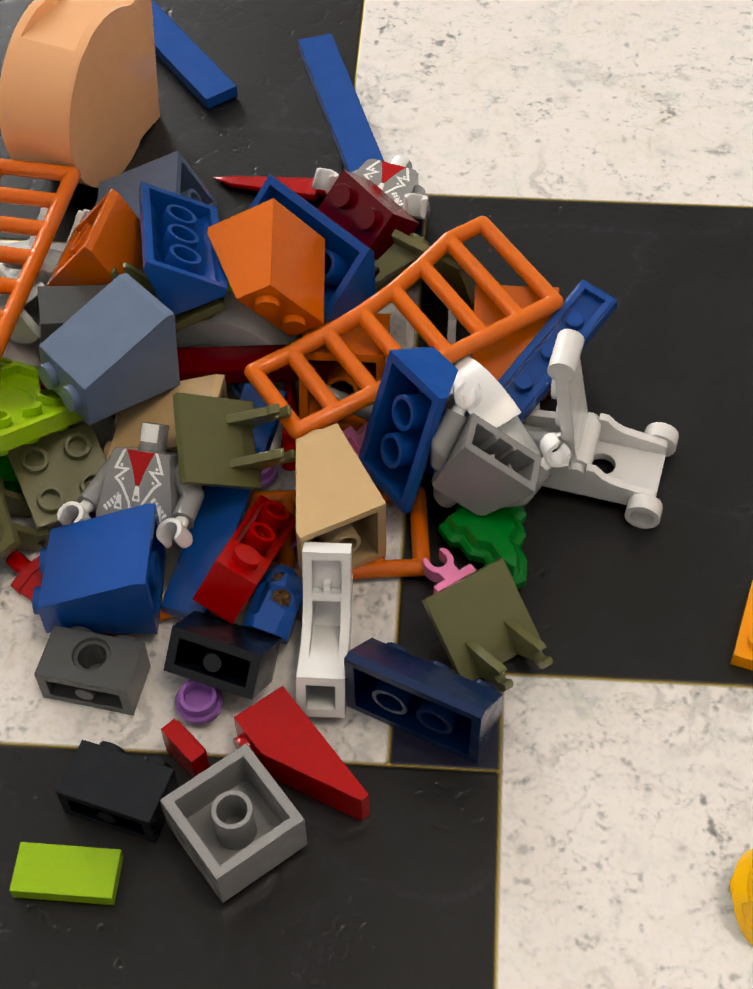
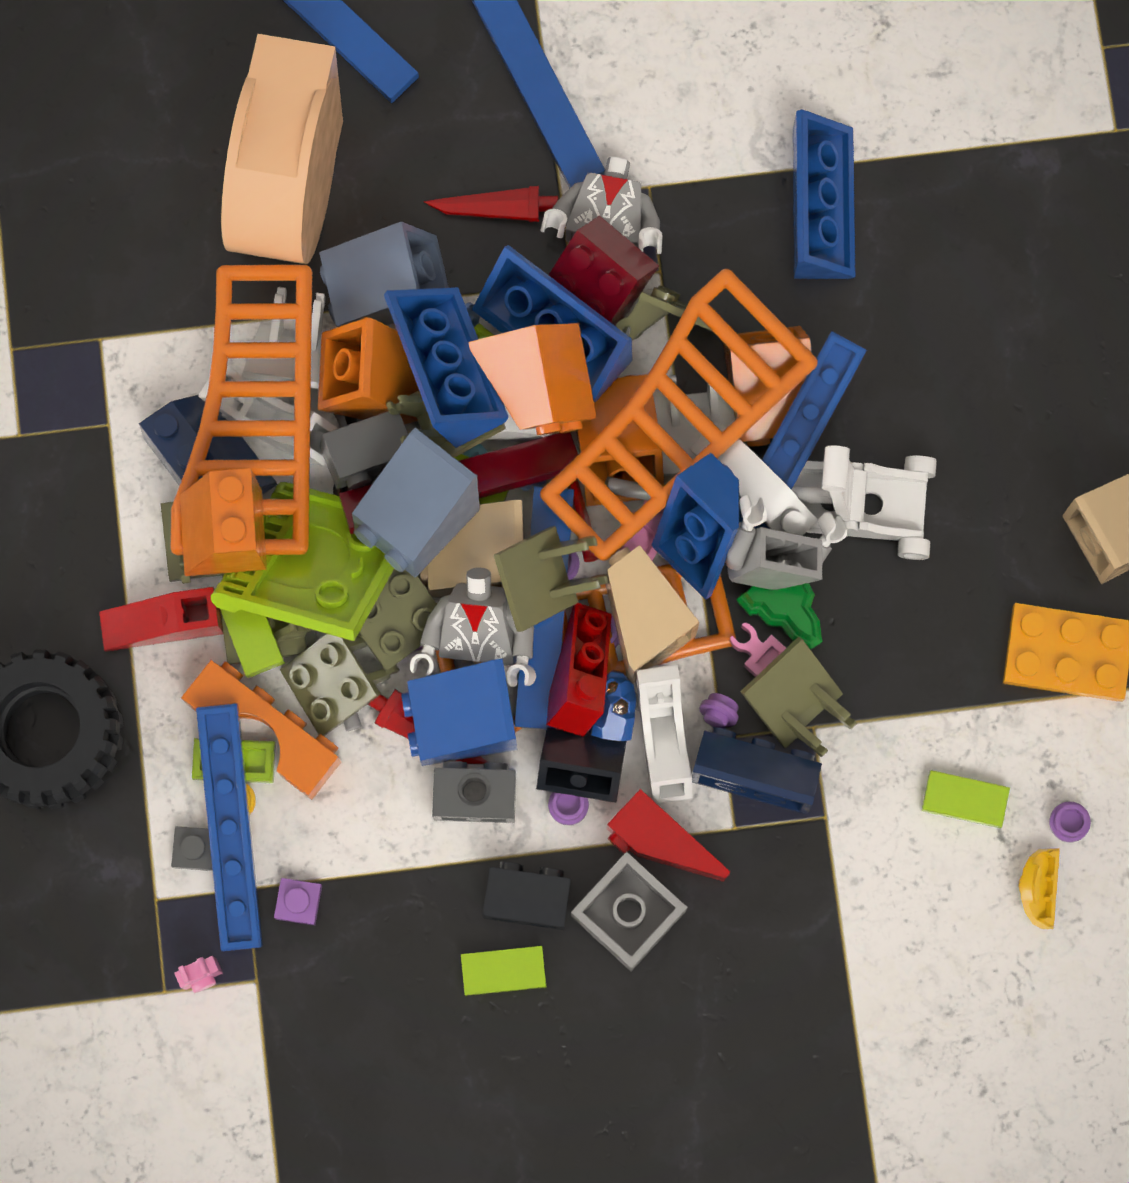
camera: 10 degrees left, 25 degrees up
(184, 748) = (571, 853): red tile -> none
(396, 627) = (719, 711): none -> medium lavender plate
(592, 215) = (823, 198): none -> blue slope
(673, 776) = (965, 799): none -> lime tile

